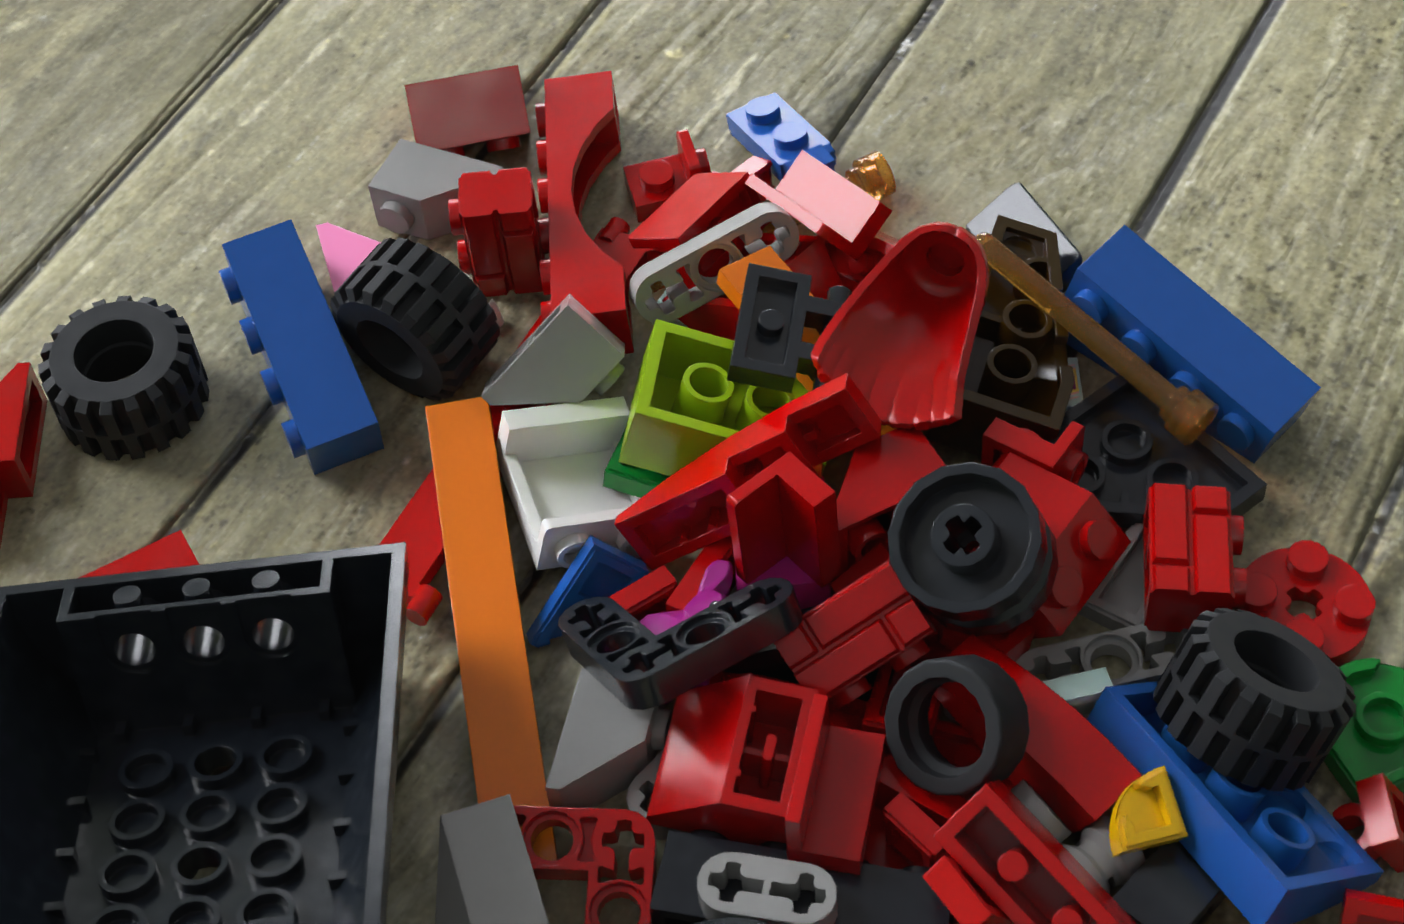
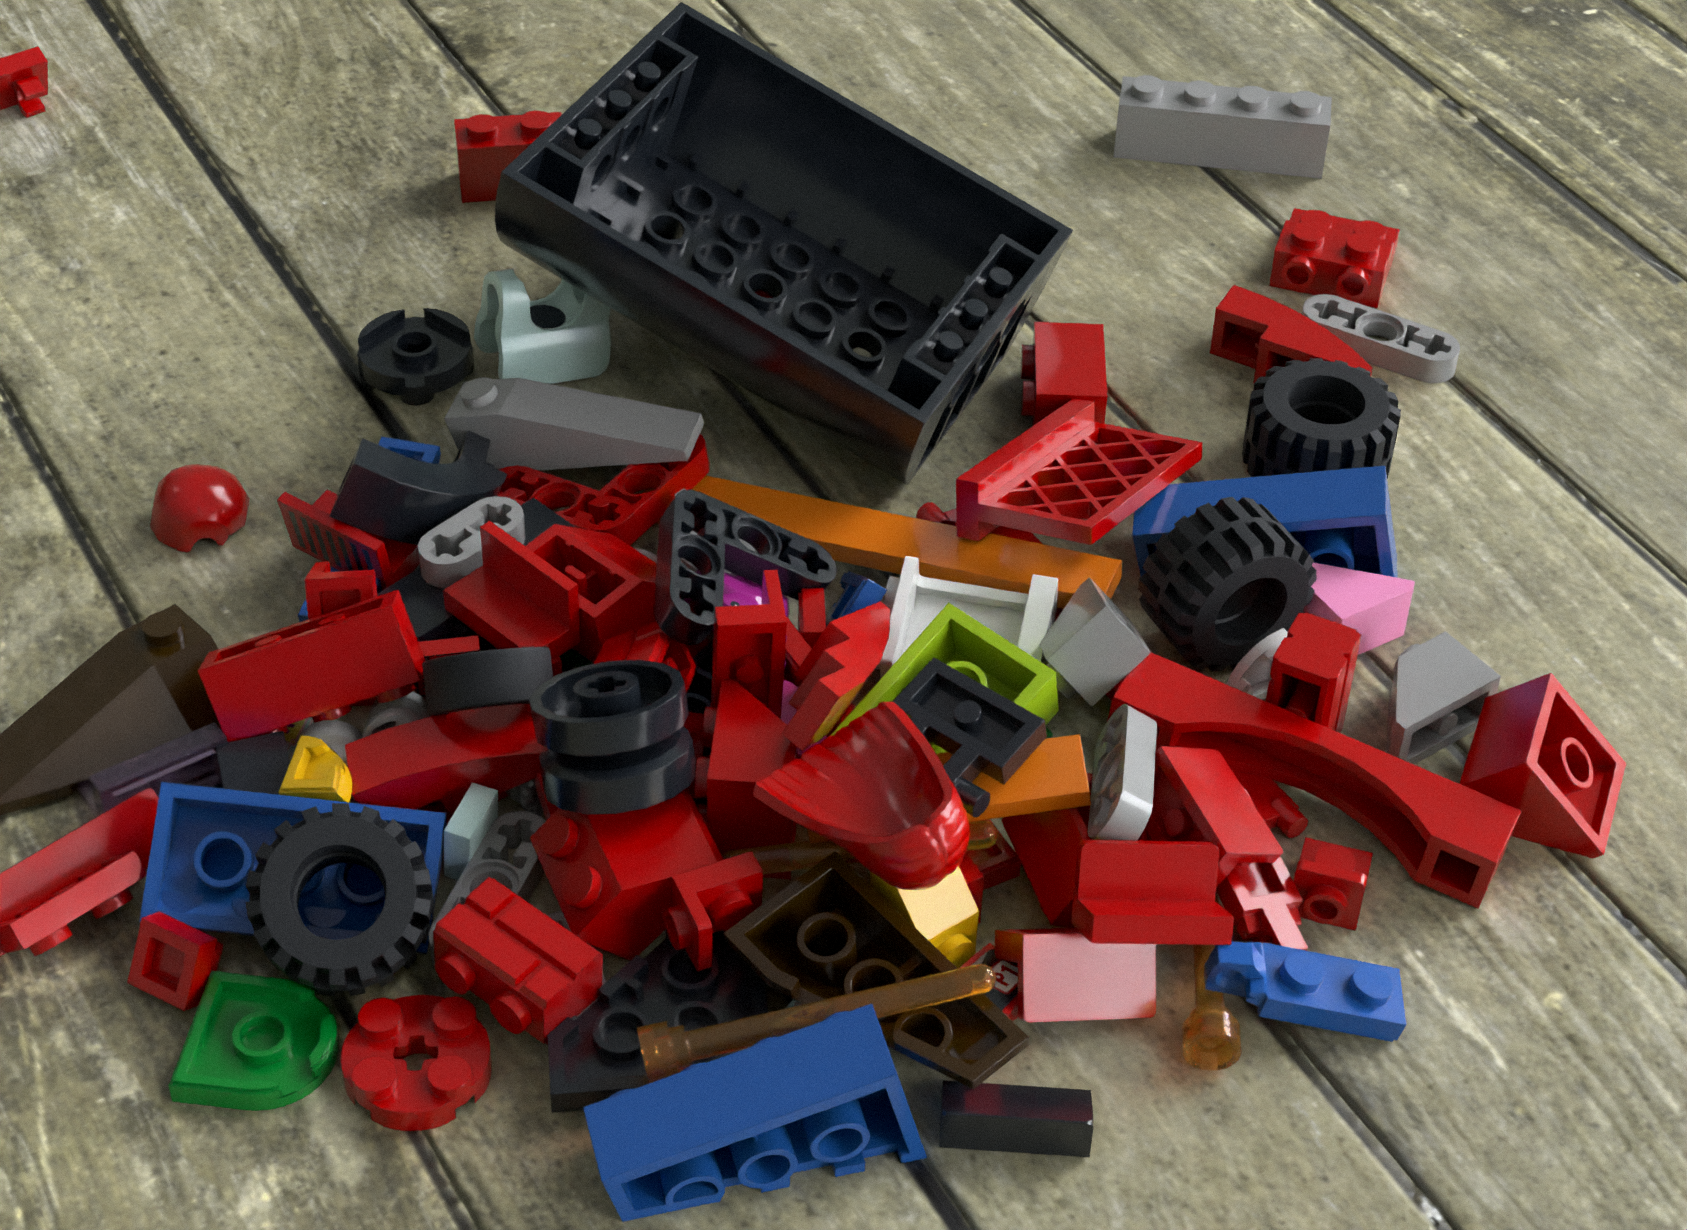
camera: 115 degrees right, 10 degrees down
(418, 520) = (1068, 473): none -> red fence

